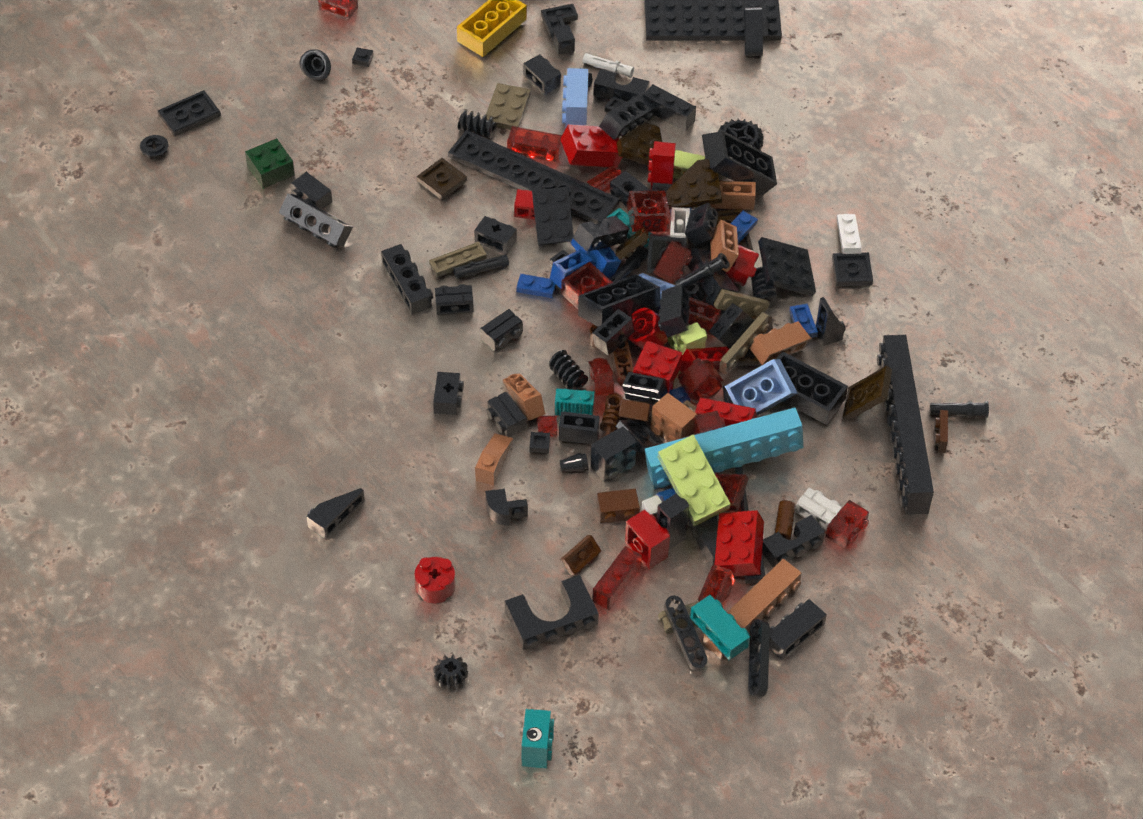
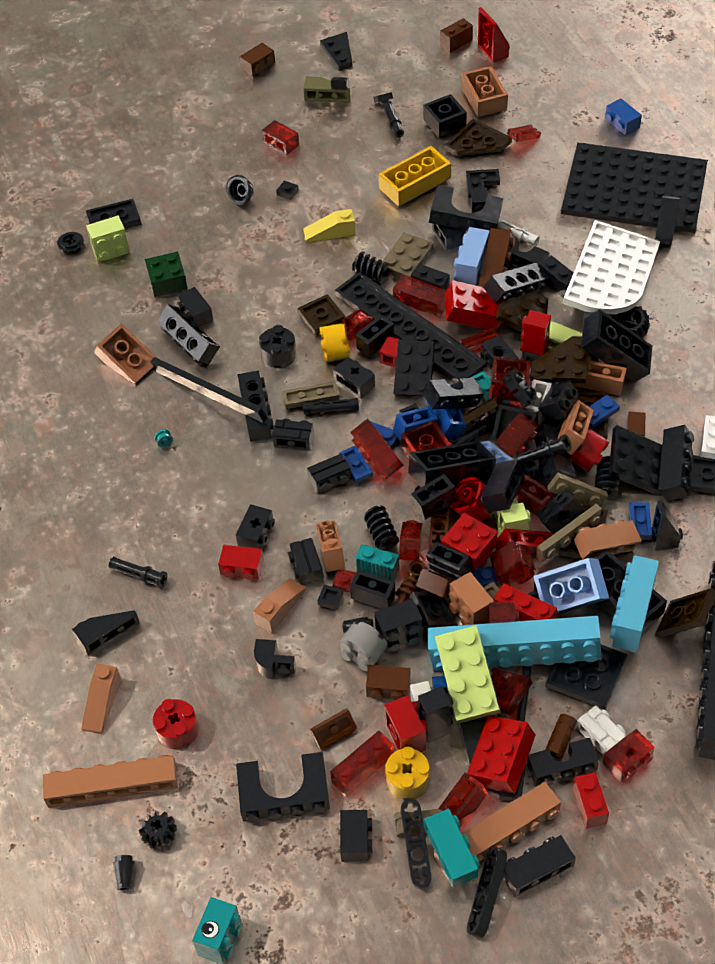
camera: 20 degrees right, 0 degrees up
(197, 136) = (108, 239): none -> yellowish green brick
(258, 251) = (125, 354): none -> nougat slope
(326, 325) = (163, 438): none -> teal bush
(354, 572) = (100, 697): none -> nougat slope
(356, 455) = (145, 574): none -> black pin
(358, 270) = (209, 390): none -> black tile
(391, 640) = (110, 781): none -> nougat brick
(410, 217) = (277, 347): none -> black brick
(425, 87) = (332, 226): none -> light yellow slope
(431, 711) = (123, 871): none -> black cone
(444, 426) = (241, 562): none -> red brick
(467, 204) = (335, 342): none -> yellow brick
(479, 183) = (356, 322): none -> clear red piece
(503, 191) = (373, 336): none -> black brick
(530, 320) = (359, 467): none -> blue plate
(539, 59) = (445, 214): none -> black arch
(540, 299) = (376, 449): none -> clear red brick
(541, 123) = (431, 276): none -> black brick
(585, 477) = (362, 645): none -> light grey brick
(600, 93) = (497, 254): none -> reddish brown brick
(629, 638) = (354, 835): none -> black brick
(660, 577) = (407, 773): none -> yellow brick
(669, 220) = (526, 393): none -> black hinge
(714, 89) = (611, 270): none -> white plate
(776, 232) = (636, 422): none -> reddish brown piece
(796, 468) = (589, 680): none -> black plate
(822, 262) = (676, 462): none -> black brick
(822, 392) = (633, 603): none -> medium azure brick
(825, 567) = (590, 800): none -> red brick

